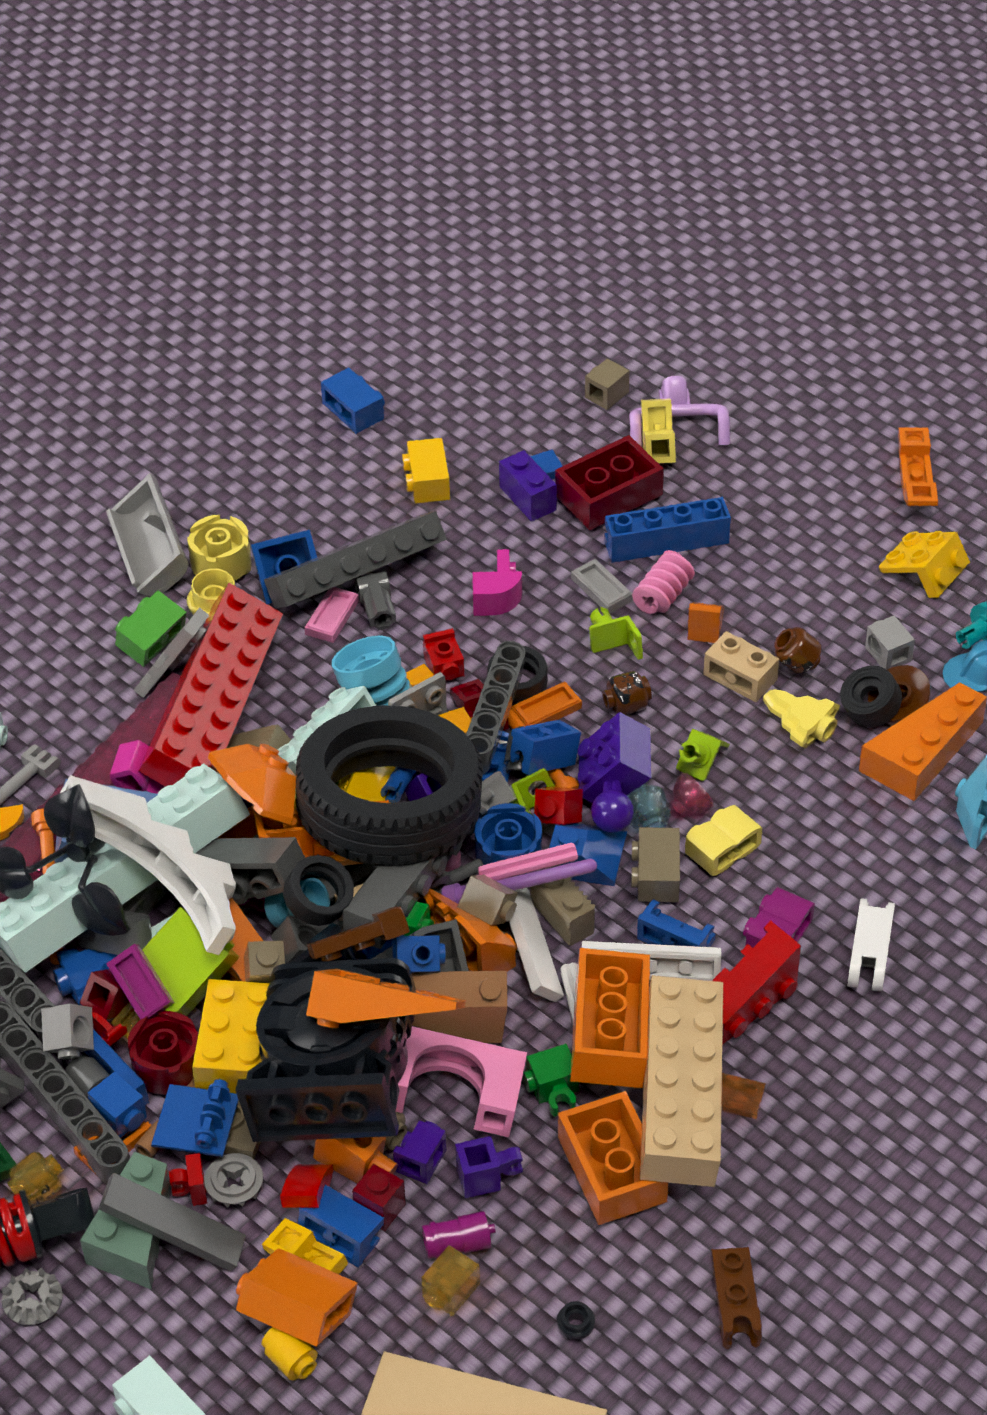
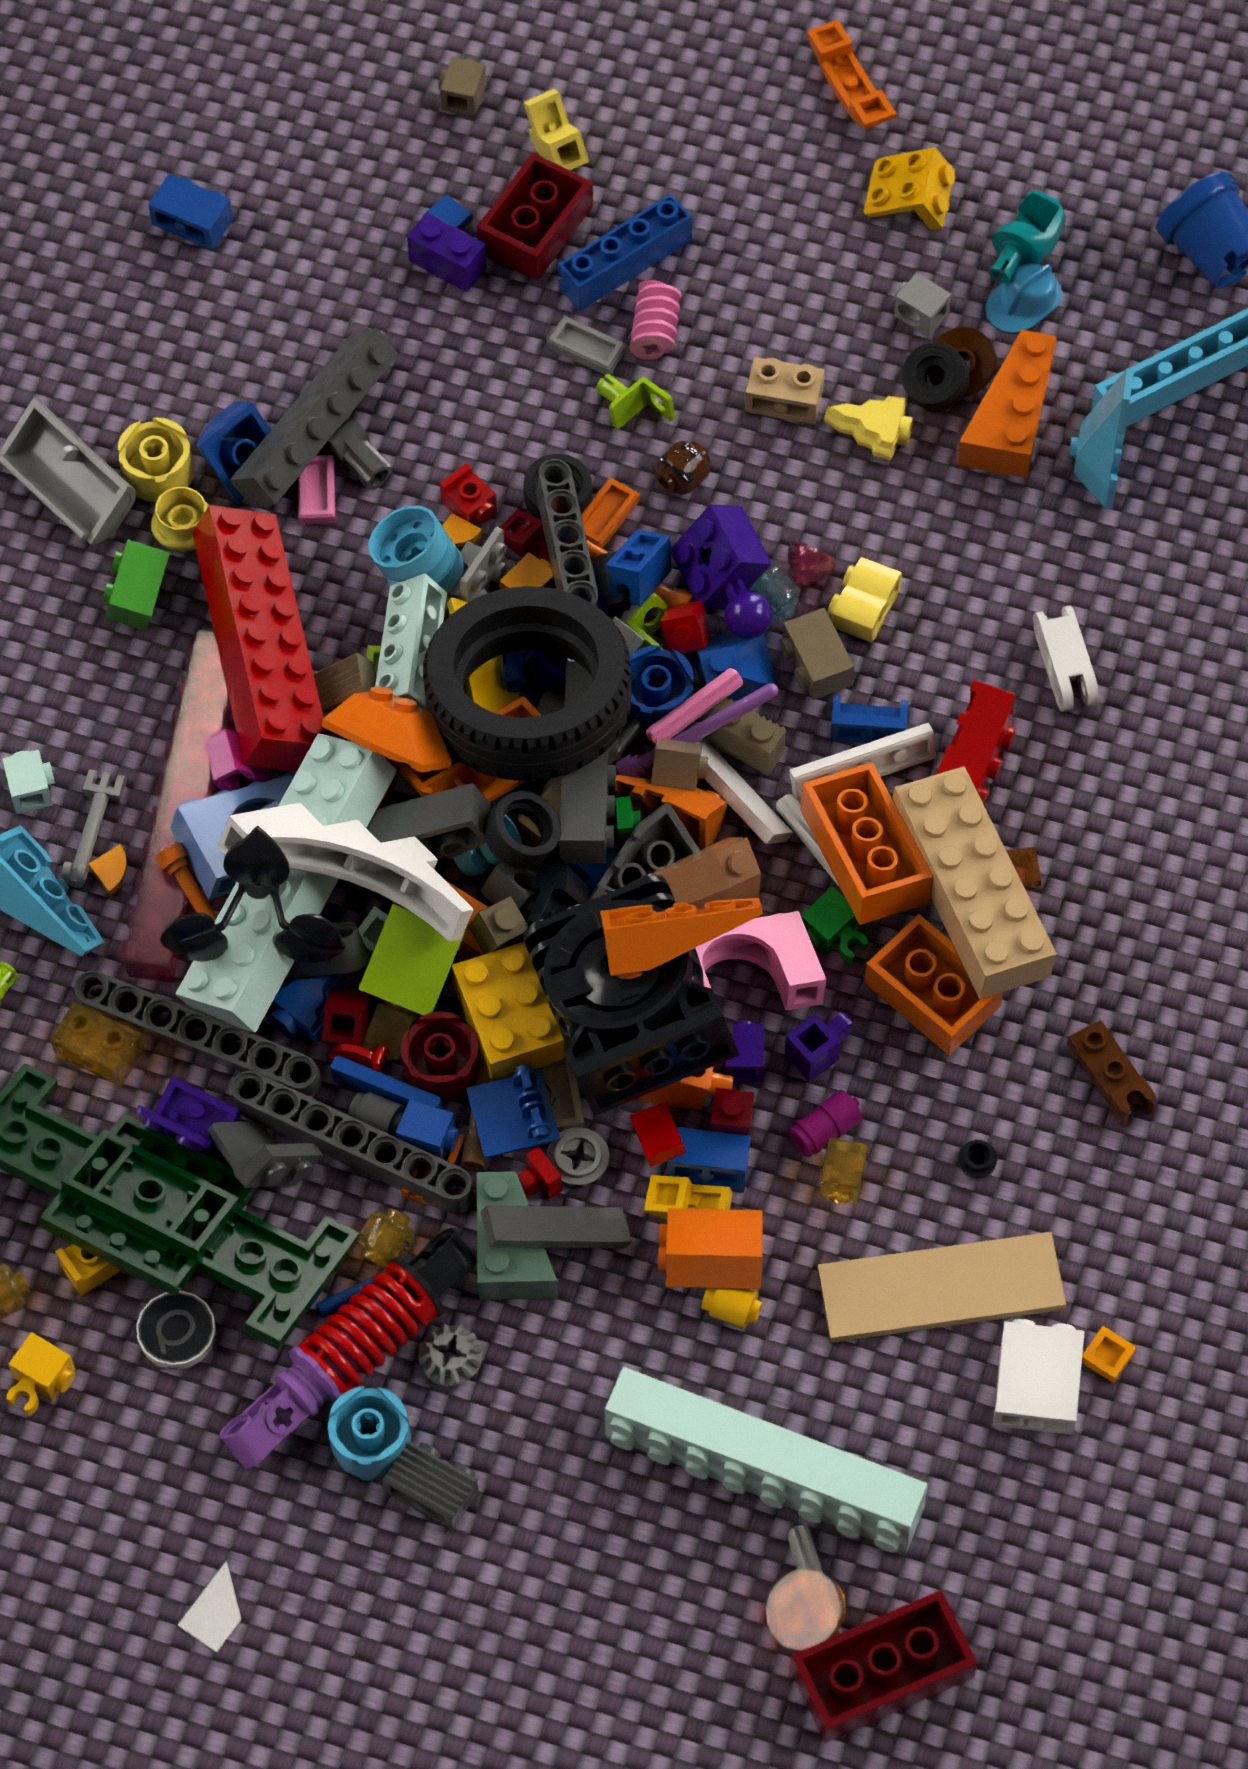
camera: 25 degrees left, 15 degrees up
(67, 1030) = (337, 1076): light grey brick -> none
(140, 982) = (383, 996): magenta tile -> none
(174, 651) = (185, 605): light grey wing -> none
(386, 925) = (614, 842): reddish brown plate -> none
(419, 952) = (651, 854): blue brick -> none
(427, 470) = (325, 272): yellow brick -> none
(497, 591) = (481, 396): dark pink brick -> none
(676, 389) = (544, 75): lavender piece -> none
(699, 754) = (793, 509): lime bracket -> none
(704, 622) = (719, 347): orange slope -> none
(786, 910) = (965, 659): magenta brick -> none
(797, 650) = (835, 350): reddish brown head -> none

